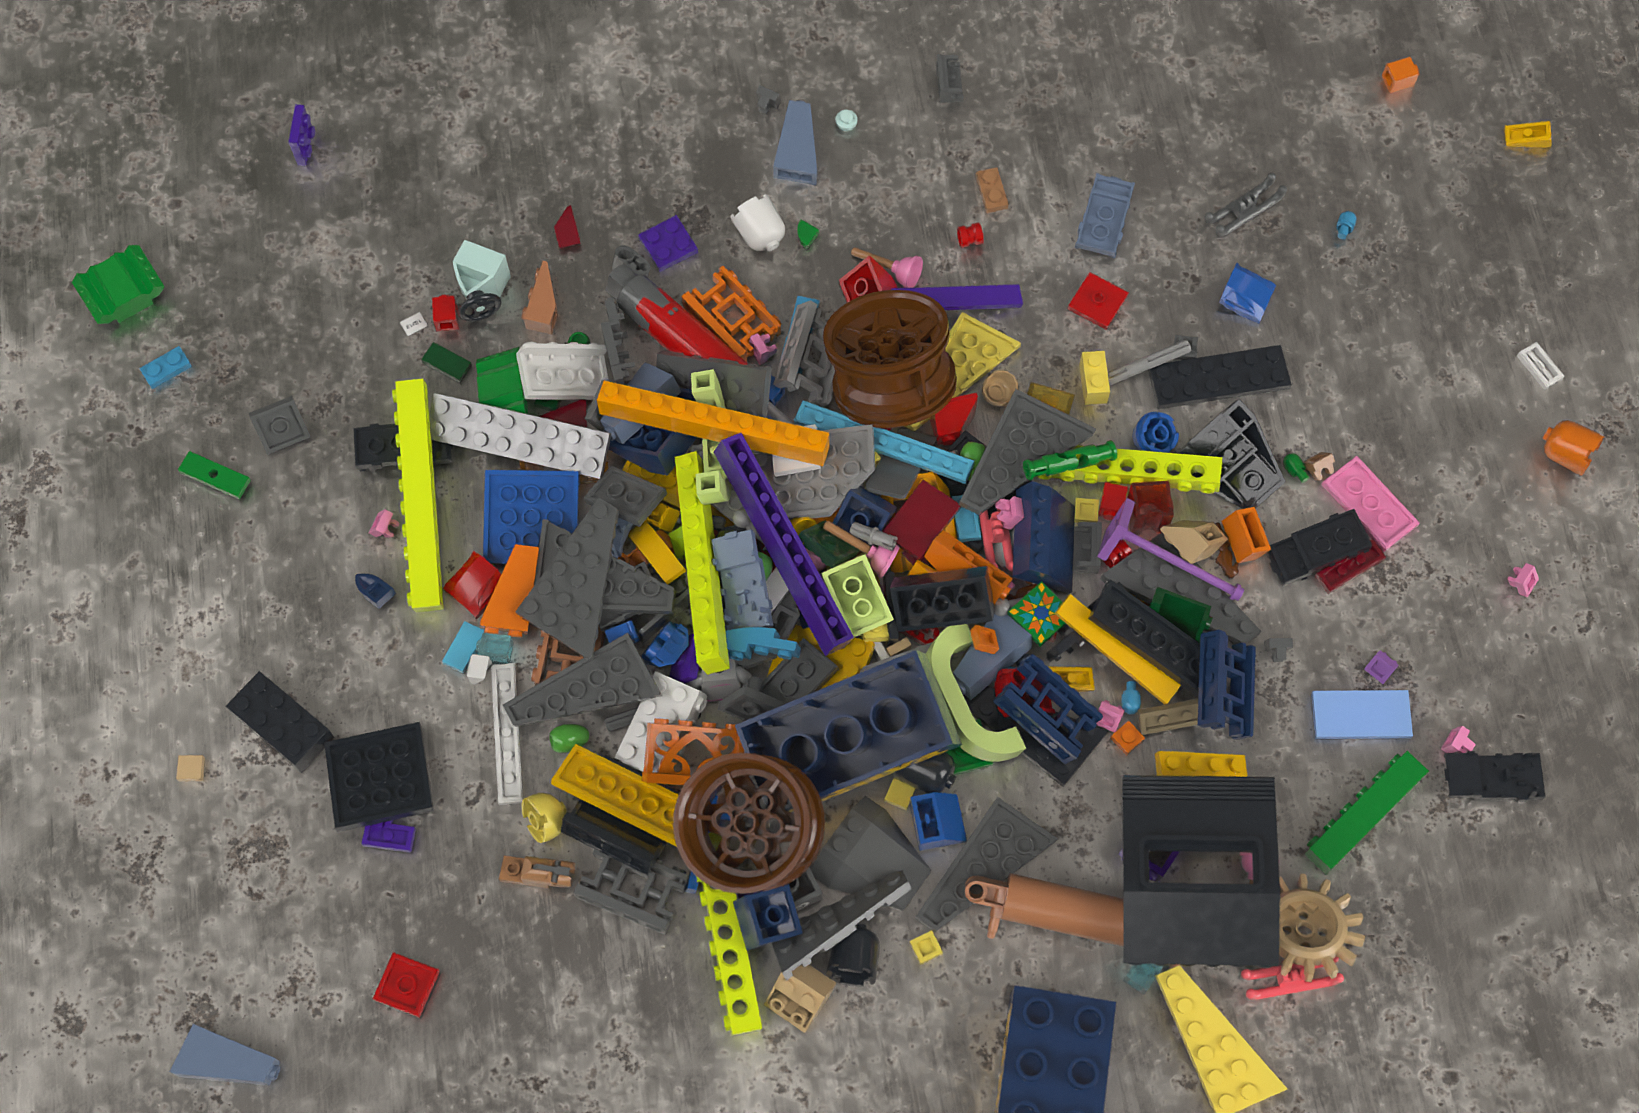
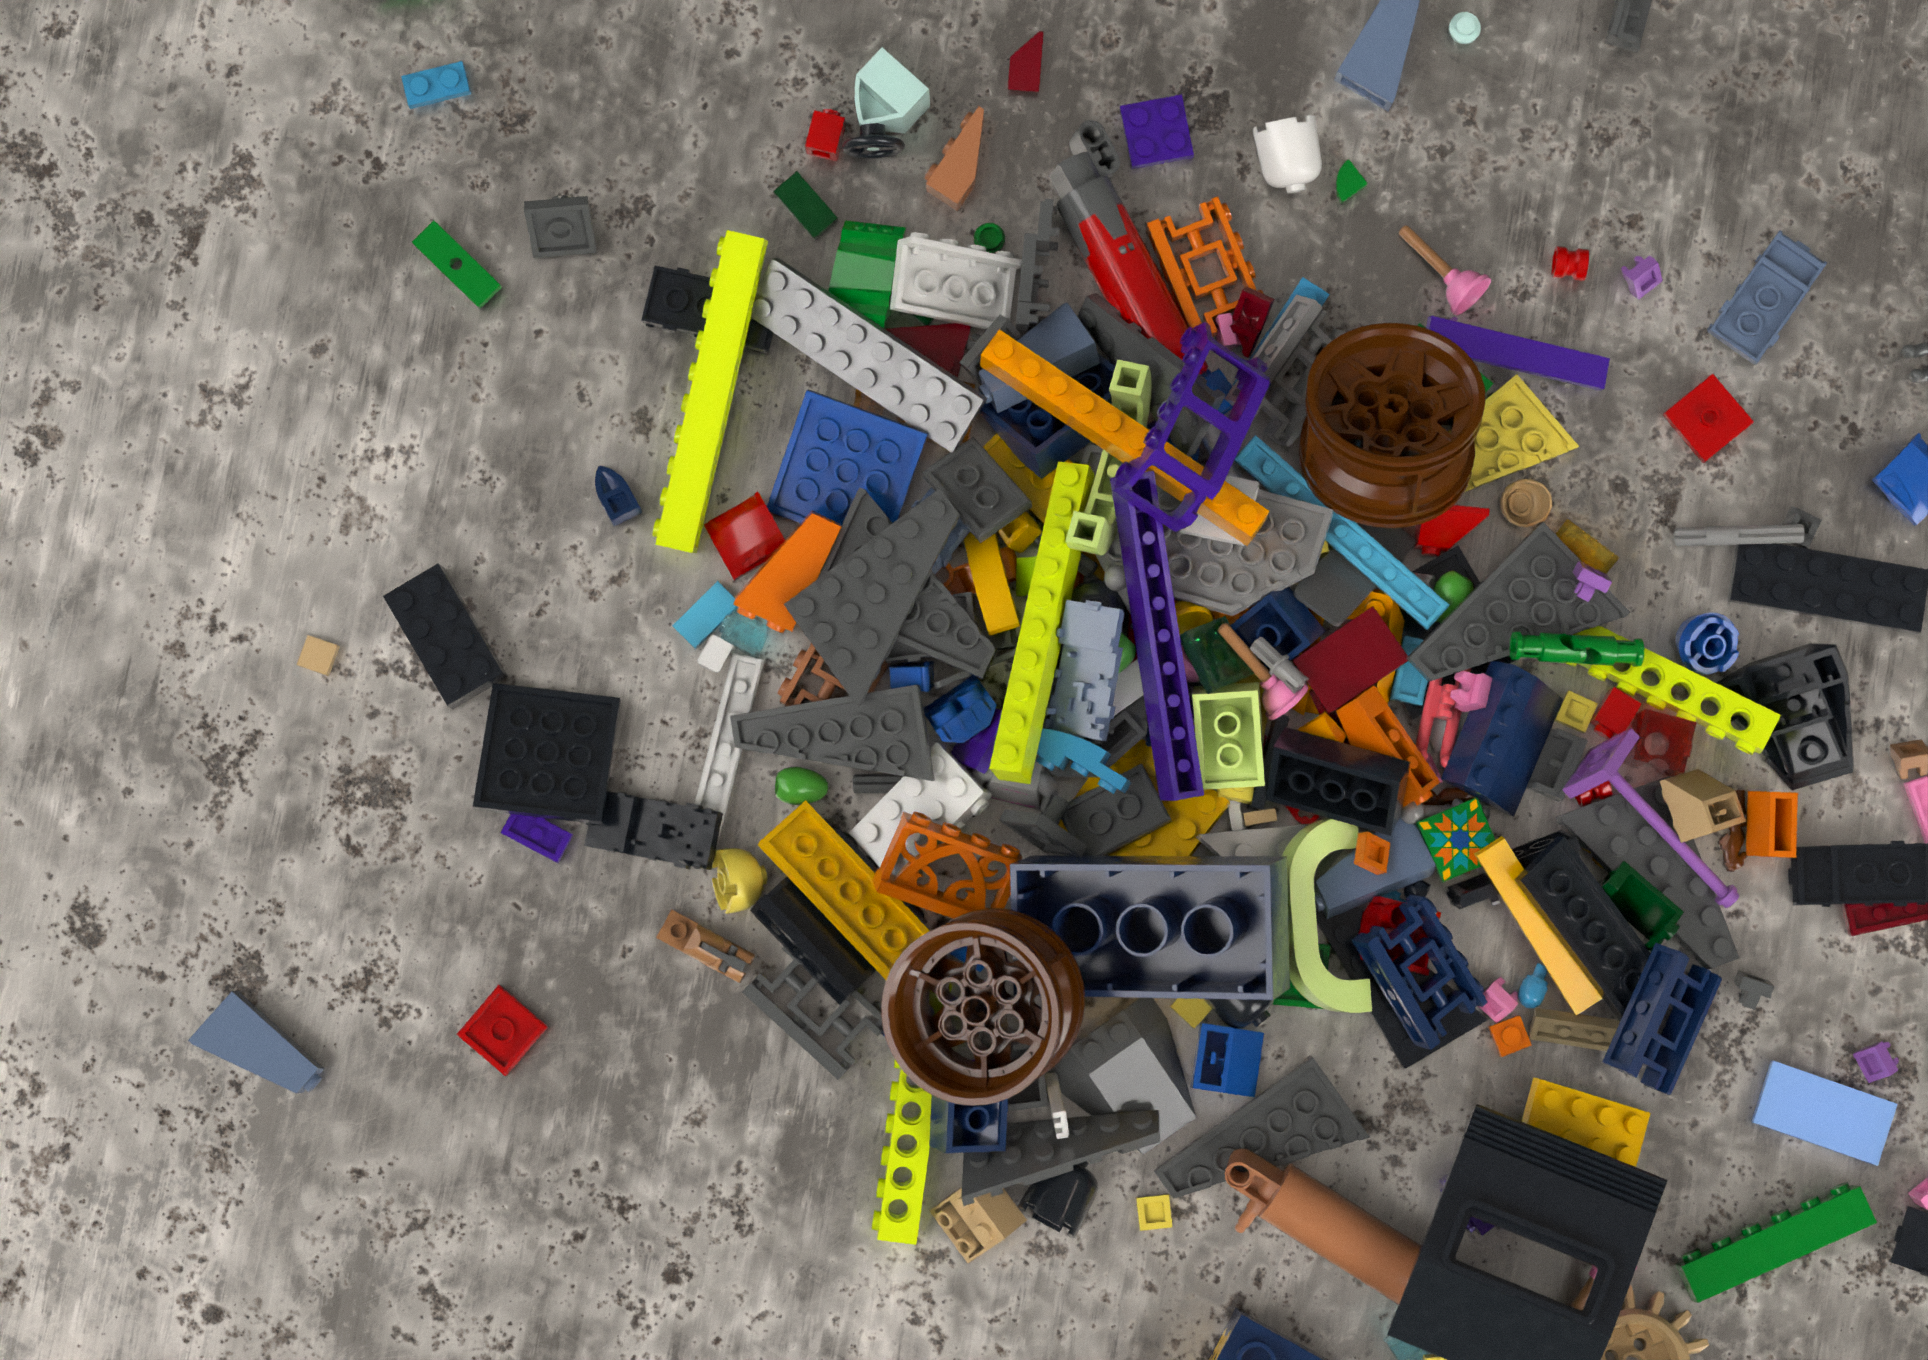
camera: 25 degrees right, 15 degrees up
(381, 524) = (651, 409): bright pink tile -> none
(413, 324) = (779, 132): white sticker -> none
(475, 803) = (657, 830): none -> black piece
(772, 331) = (1250, 318): none -> dark red slope
(787, 361) = (1253, 385): none -> dark purple windscreen
(829, 892) = (1056, 1105): none -> white tile
(866, 279) = (1402, 292): red slope -> none
(991, 190) = (1626, 203): medium nougat plate -> none
(1020, 228) = (1643, 276): none -> medium lavender tile
(1061, 413) = (1589, 581): none -> medium lavender tile
(1076, 677) = (1470, 933): yellow slope -> none
(1094, 377) = (1658, 531): light yellow piece -> none
(1295, 467) = (1878, 749): green cylinder -> none

